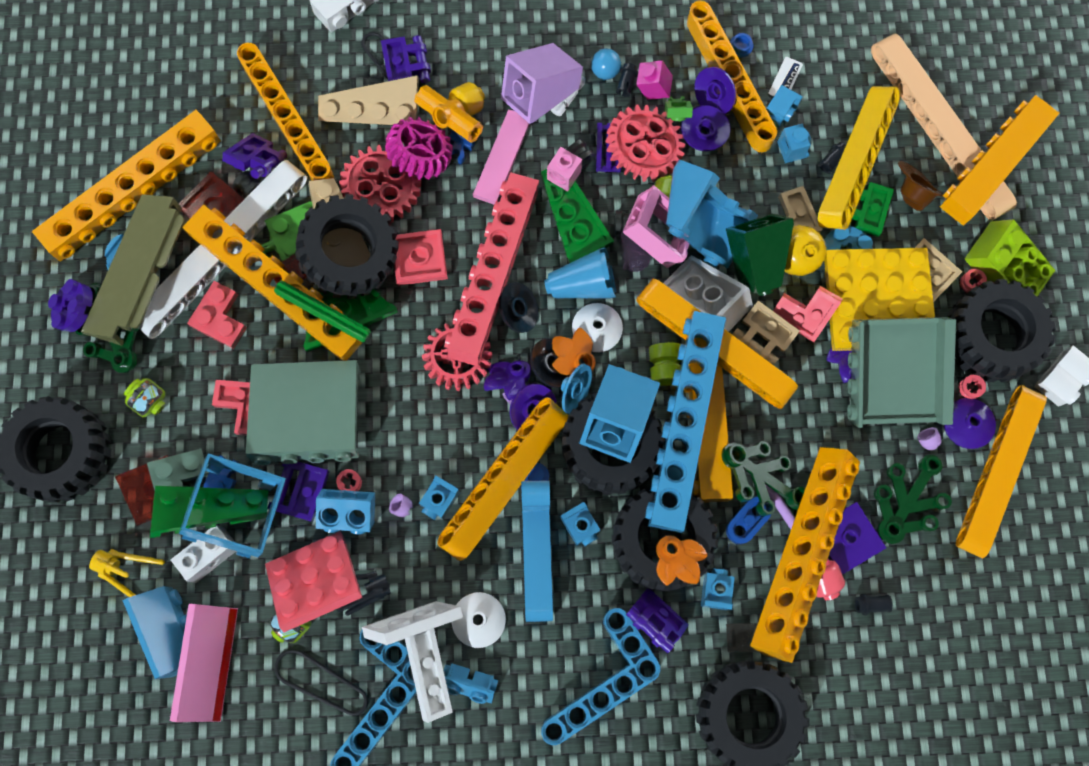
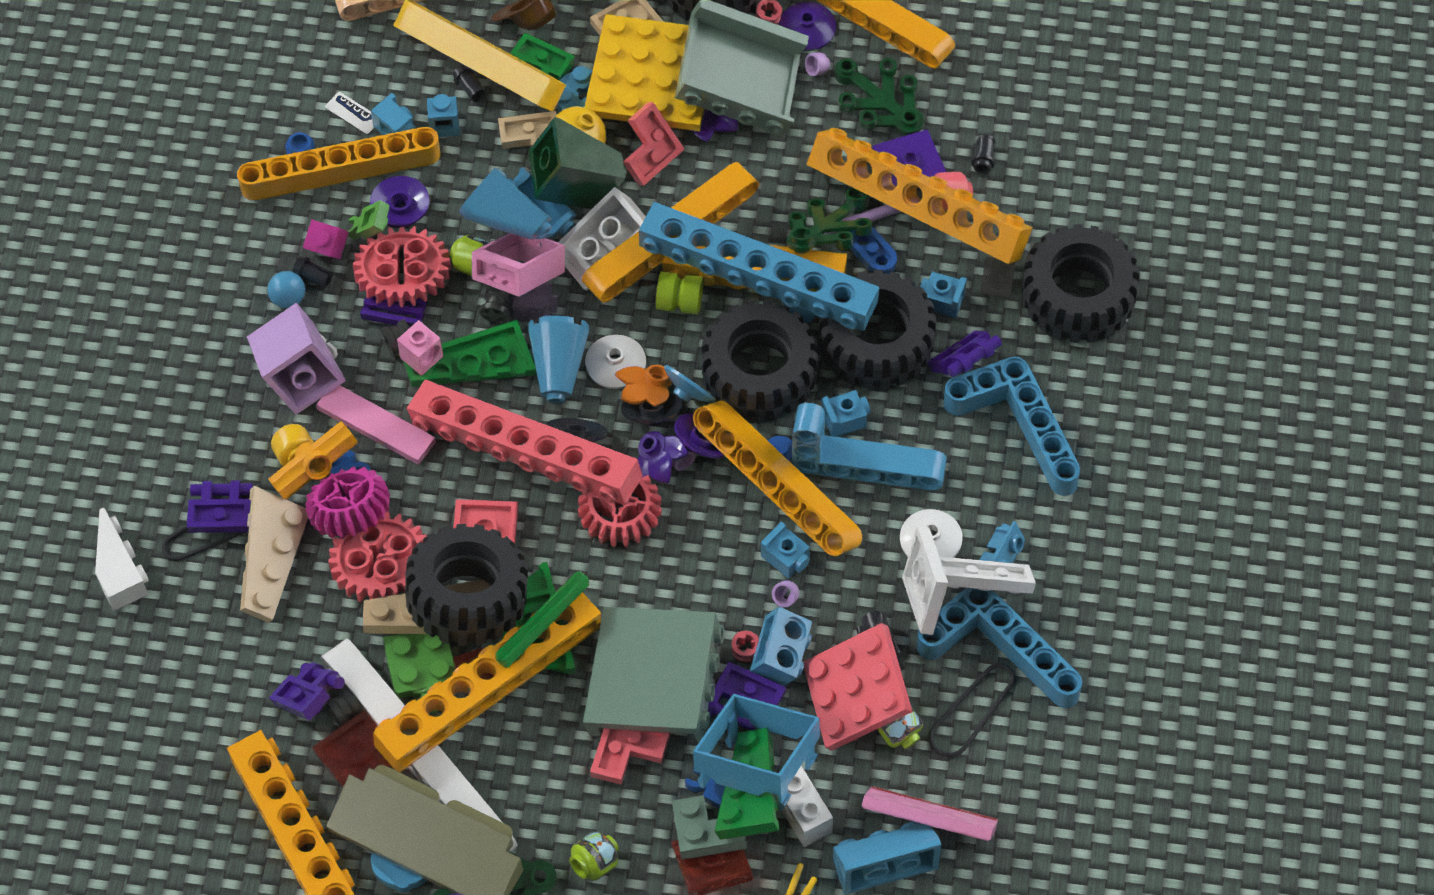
camera: 75 degrees left, 15 degrees down
(212, 319) = (506, 776): coral plate -> none
(282, 105) = (247, 666): light orange beam -> none
(619, 413) = (736, 328): dark azure slope -> none
(682, 563) = (906, 306): orange plate -> none
(715, 89) = (358, 190): dark purple dish -> none
(770, 327) = (659, 184): tan plate -> none

